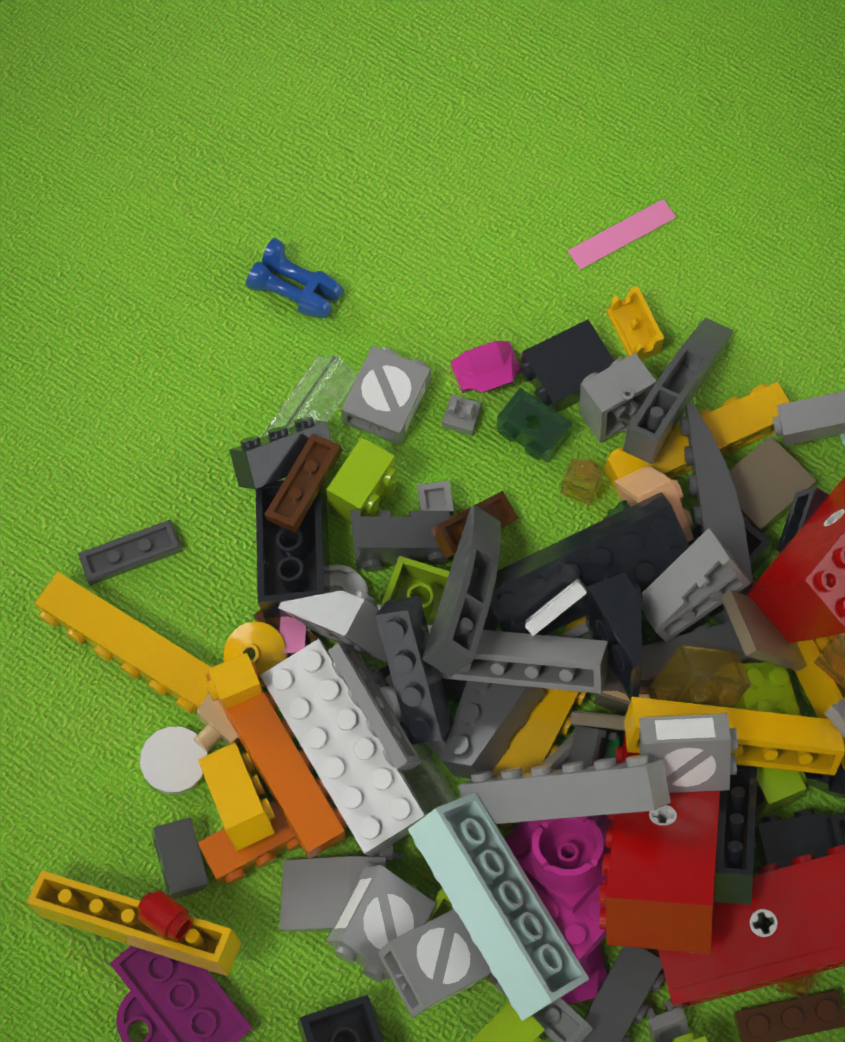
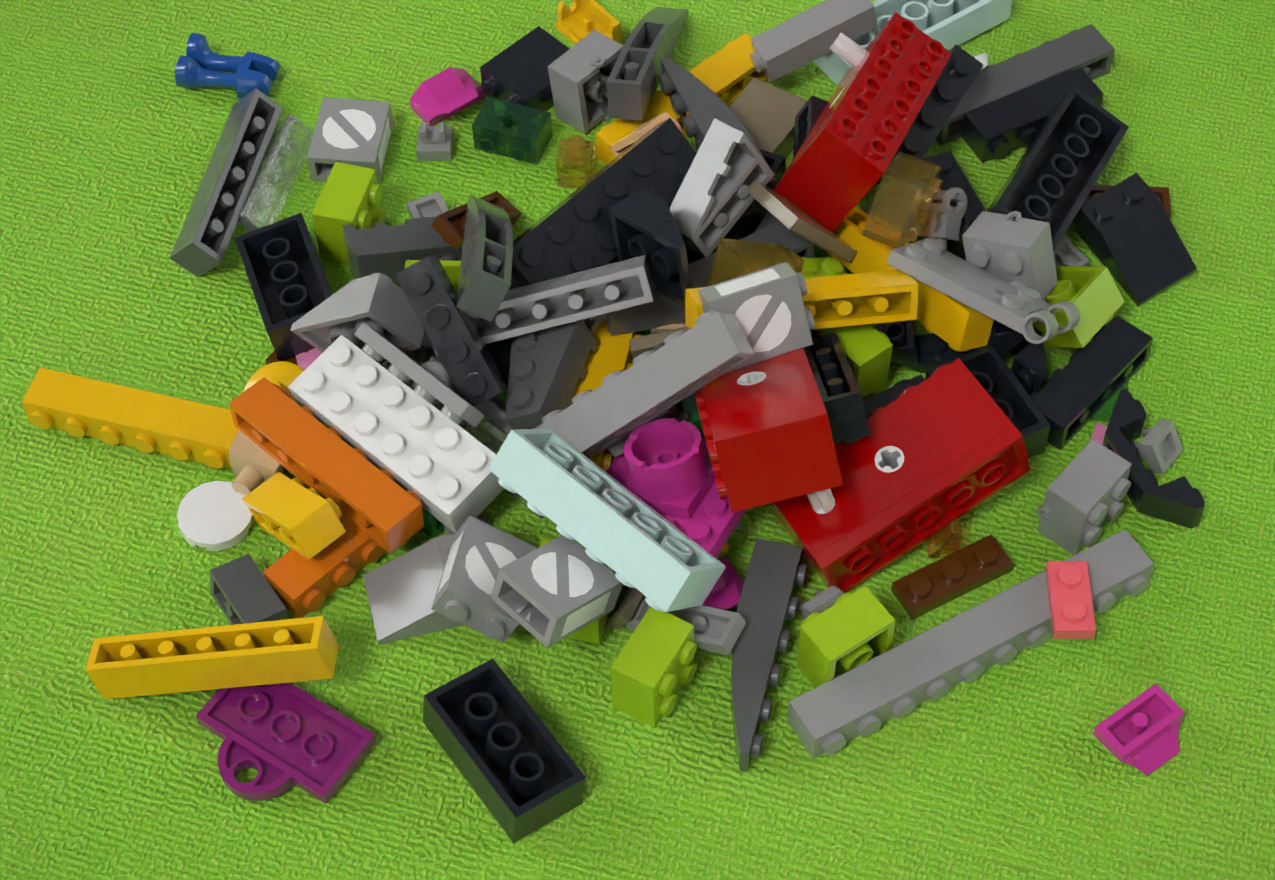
camera: 15 degrees left, 15 degrees down
(129, 552) = (115, 342): dark grey tile -> none
(164, 915) = (245, 621): red brick -> none
(233, 681) = (261, 393): yellow brick -> none
(267, 405) = (226, 183): none -> dark grey brick
(271, 457) = (254, 203): brick -> none
(303, 482) = (285, 217): reddish brown plate -> none
(555, 607) = (582, 240): white tile -> none

